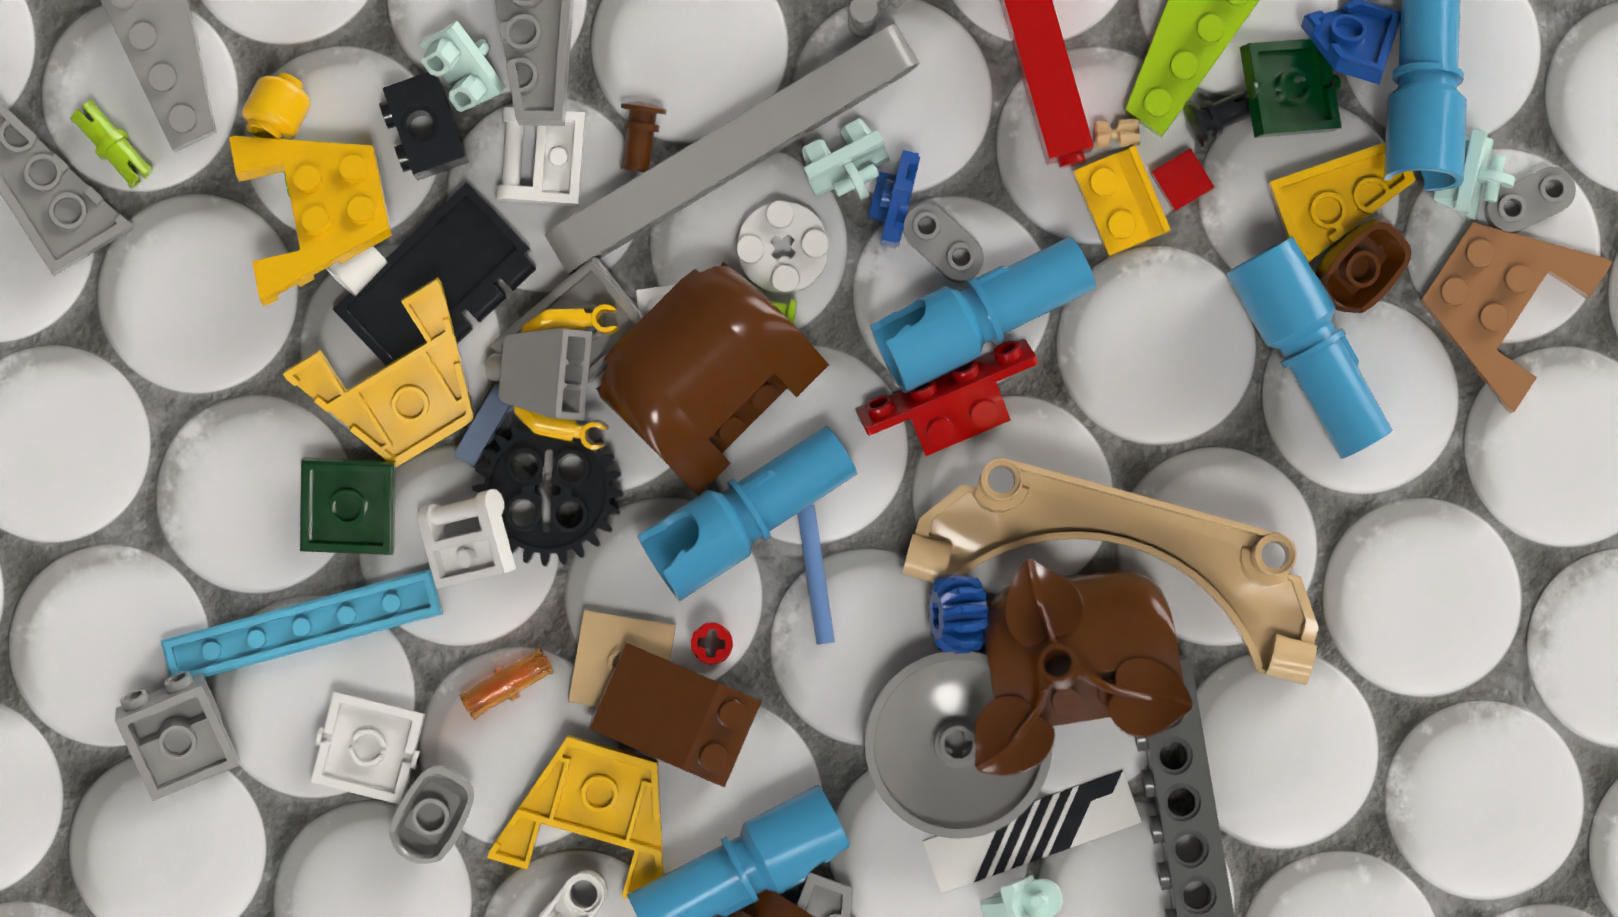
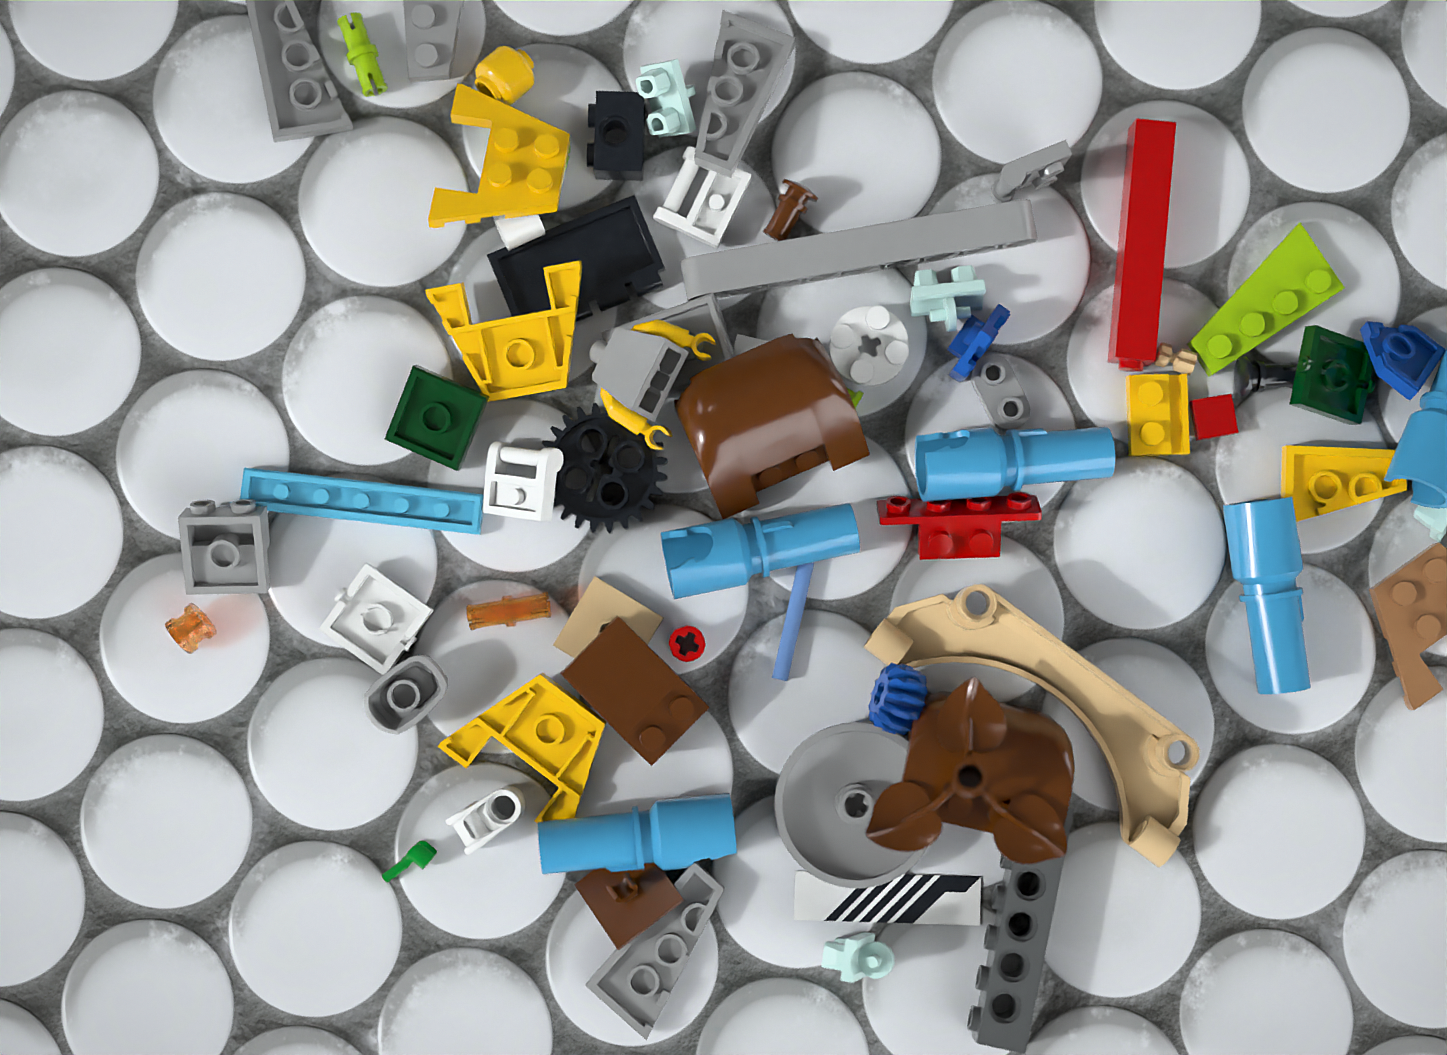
camera: 20 degrees right, 0 degrees up
(172, 835) = (190, 628): none -> clear orange wheel
(483, 429) = (570, 398): sand blue beam -> none
(1364, 266) = (1339, 543): reddish brown piece -> none

